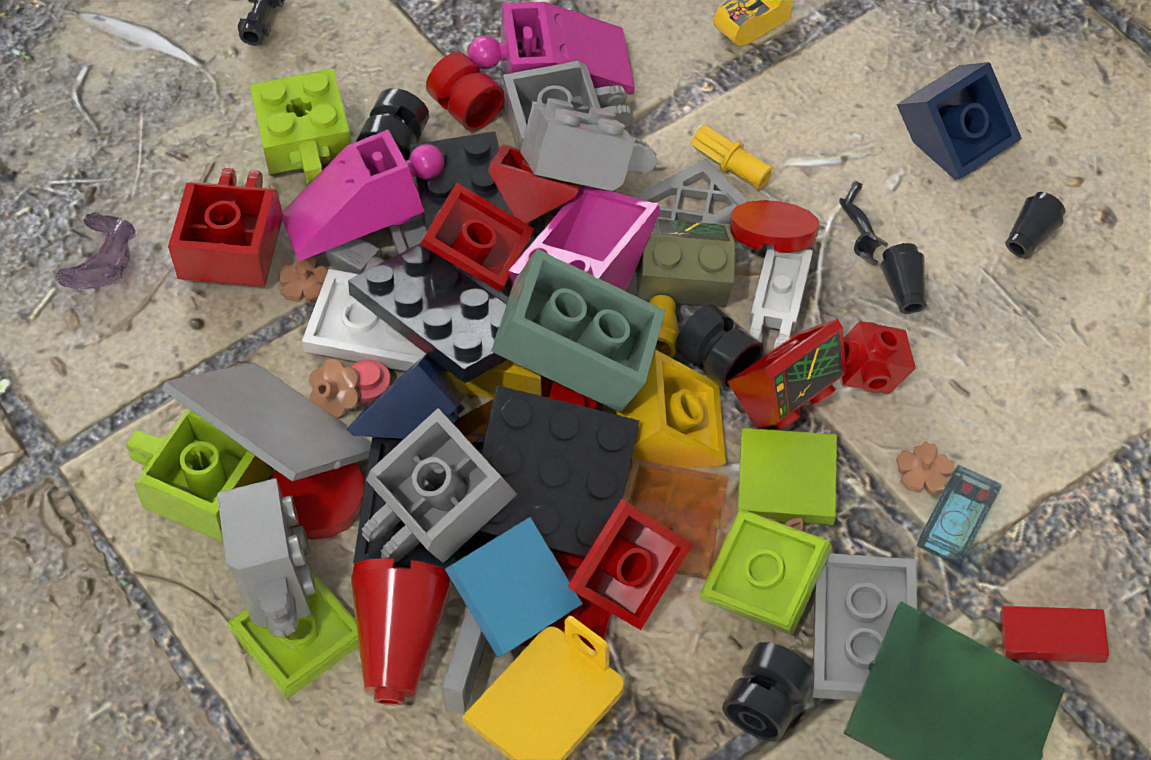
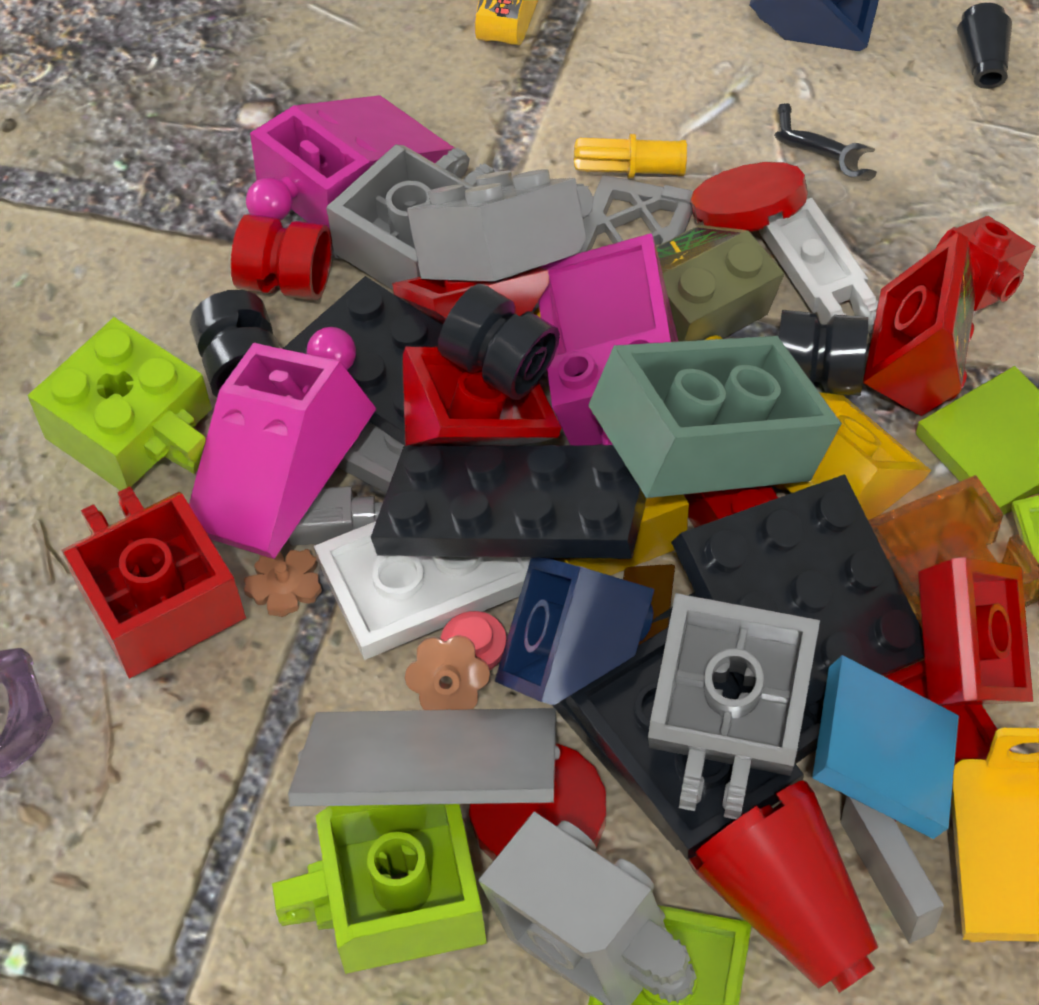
camera: 35 degrees left, 0 degrees up
(503, 211) = (492, 338): none -> black wheel
(905, 275) = (920, 168): black cone -> none

